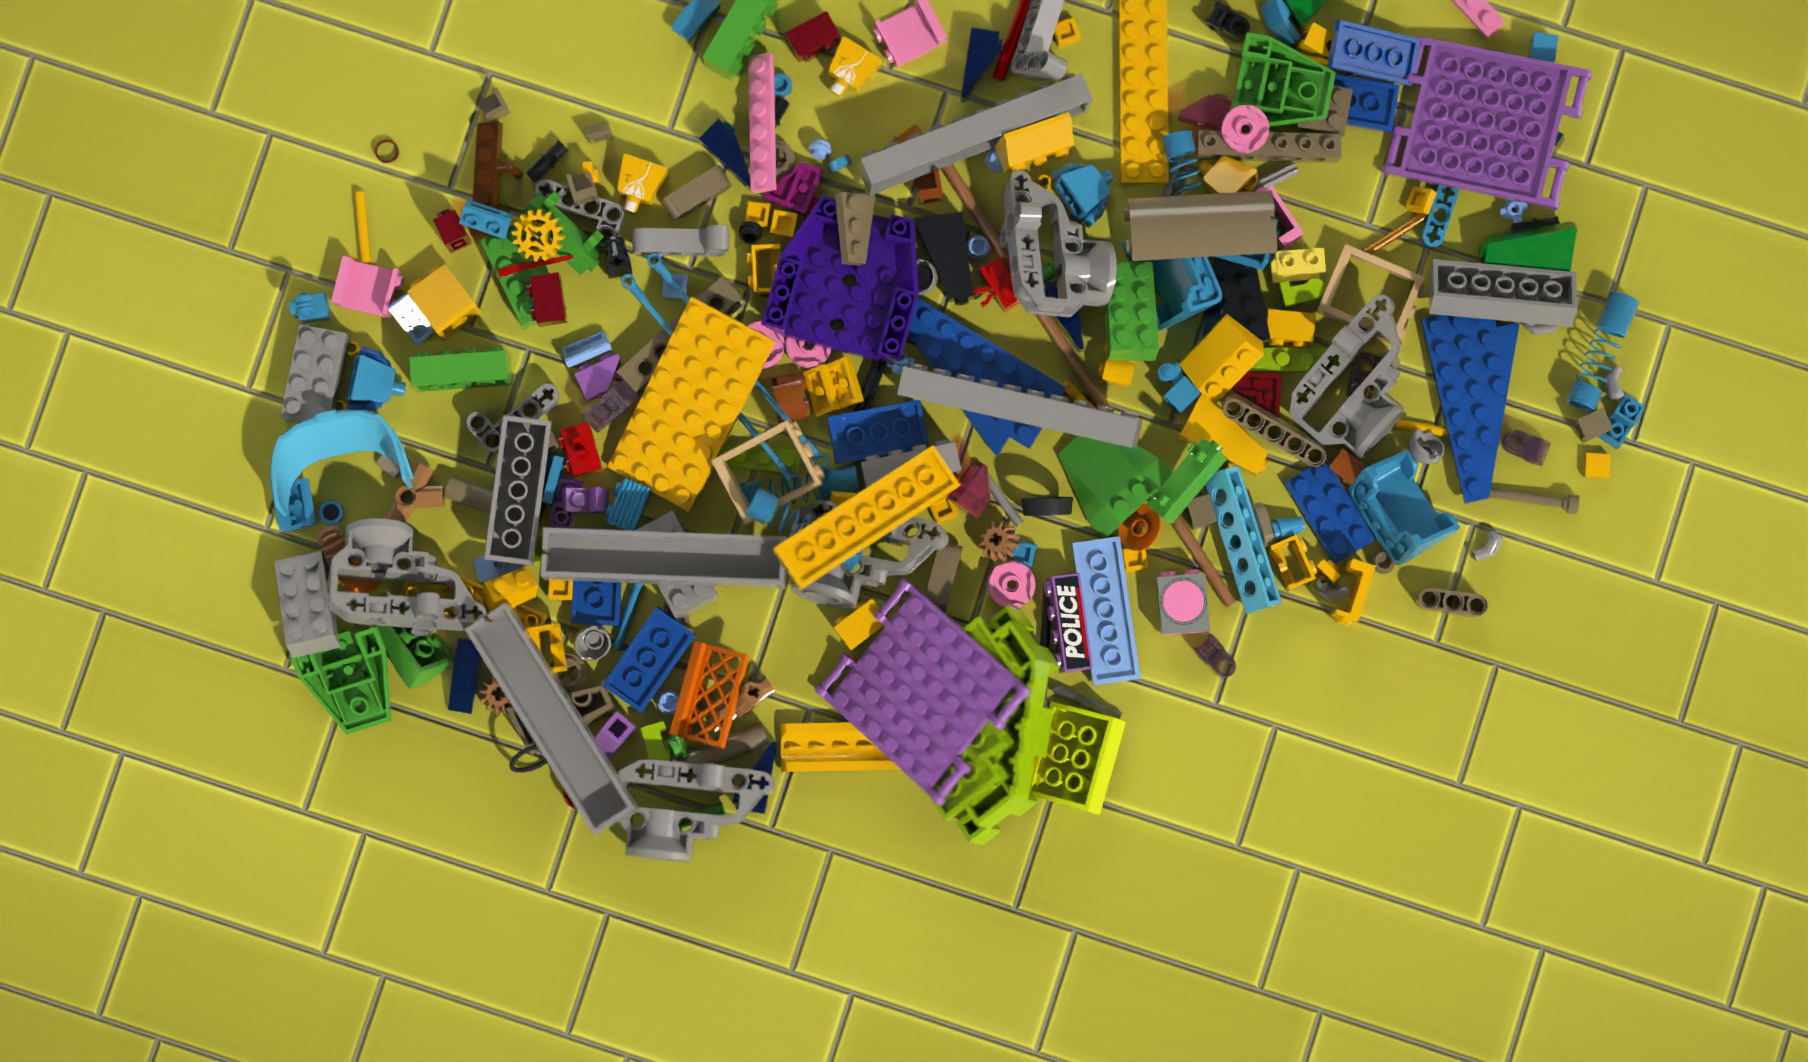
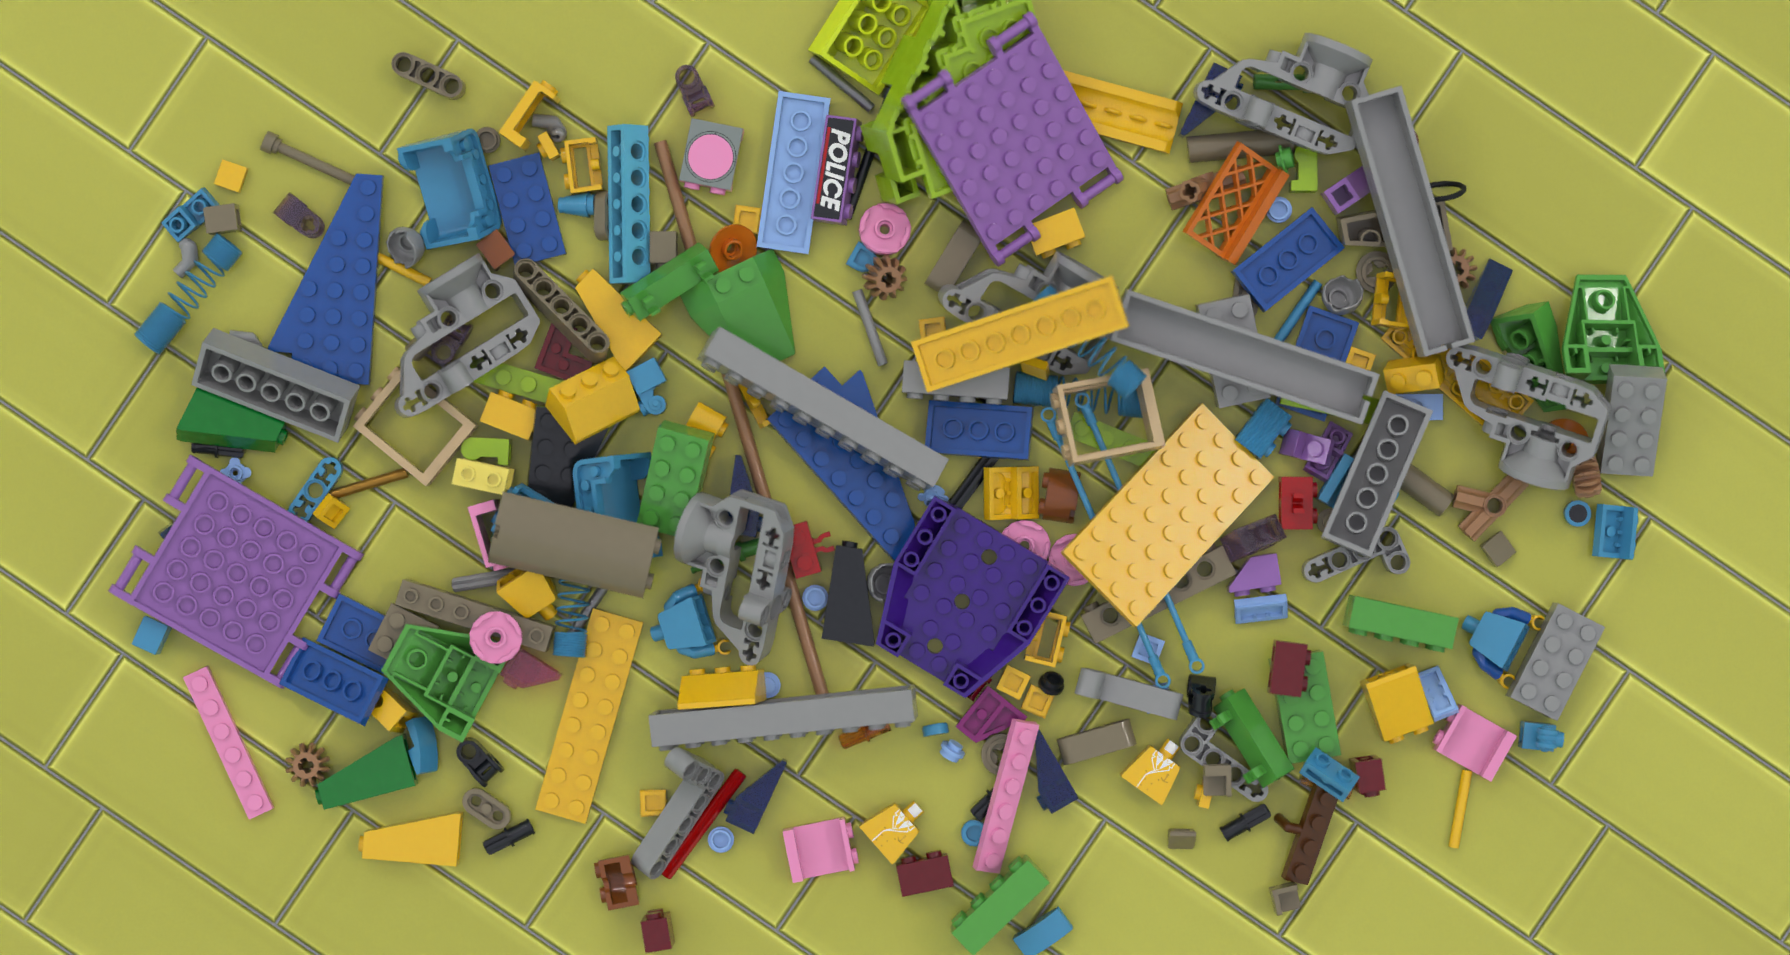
camera: 160 degrees left, 5 degrees up
(329, 436) = (1561, 591): medium azure piece -> none
(379, 143) = (1412, 895): axle -> none
(530, 265) = (1301, 712): red sticker -> none
(532, 227) = (1276, 731): yellow gear -> none
(854, 225) = (940, 655): dark tan wing -> none
(929, 187) = (847, 676): dark orange panel -> none
(973, 491) = (896, 339): clear pink slope -> none
(998, 17) = (720, 839): none -> light blue plate
(1046, 506) = (823, 299): black tyre -> none
(1492, 547) = (370, 120): light grey arm -> none

